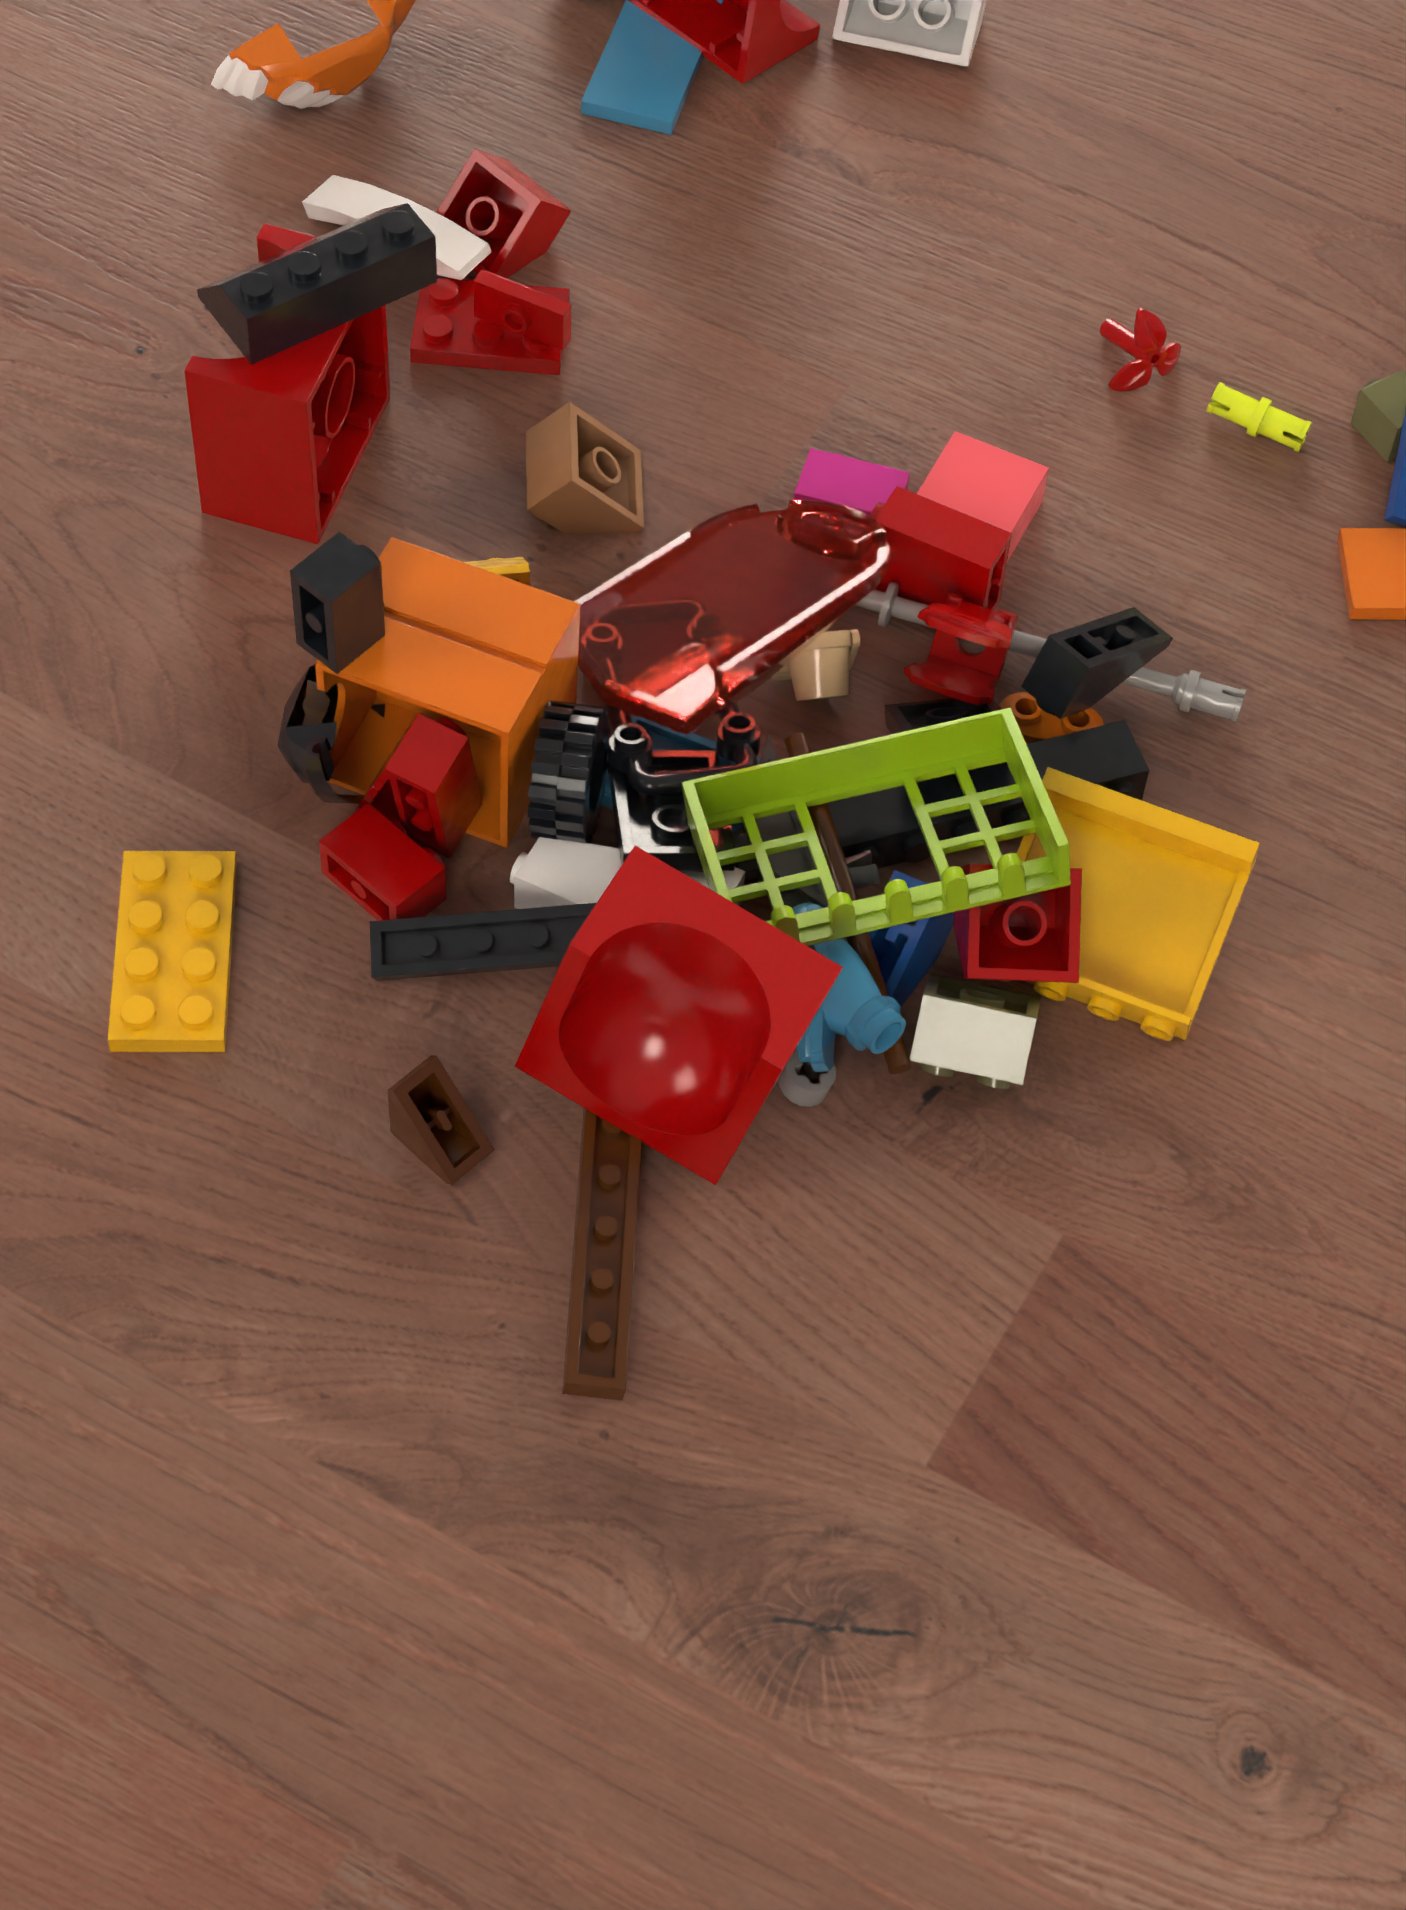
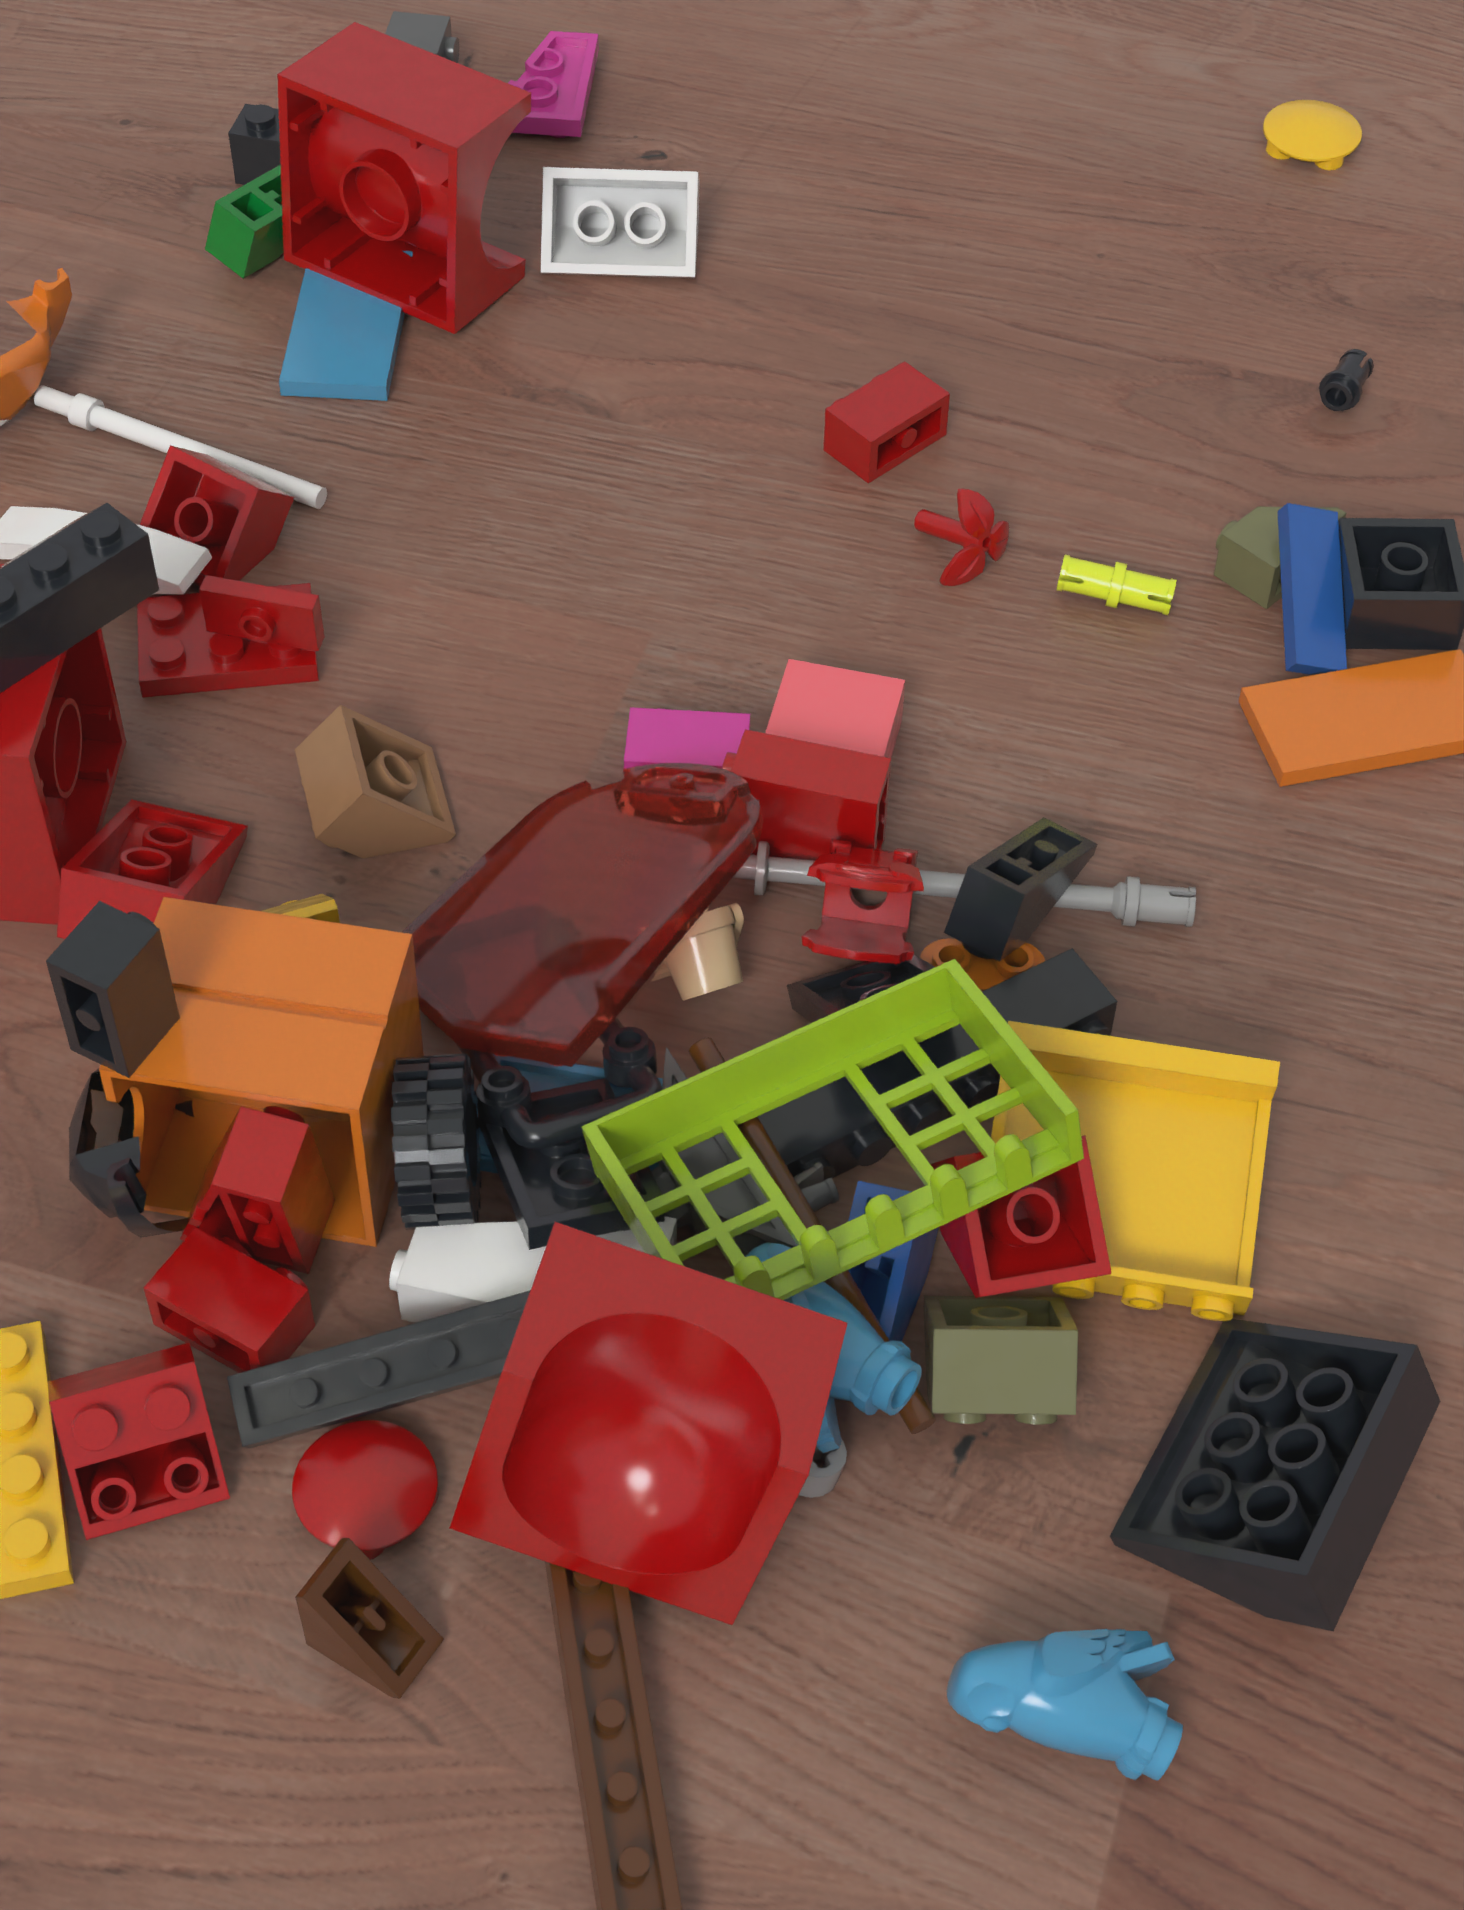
camera: 10 degrees left, 5 degrees down
(292, 955) = (137, 1440): none -> red slope
(389, 500) = (149, 856): none -> red slope
(415, 103) = (91, 414): none -> white bar
(461, 1023) = (365, 1485): none -> red dish
(960, 1286) = (1073, 1696): none -> dark azure animal
(1098, 233) = (886, 421): none -> red brick
(1177, 1157) = (1281, 1467): none -> black slope

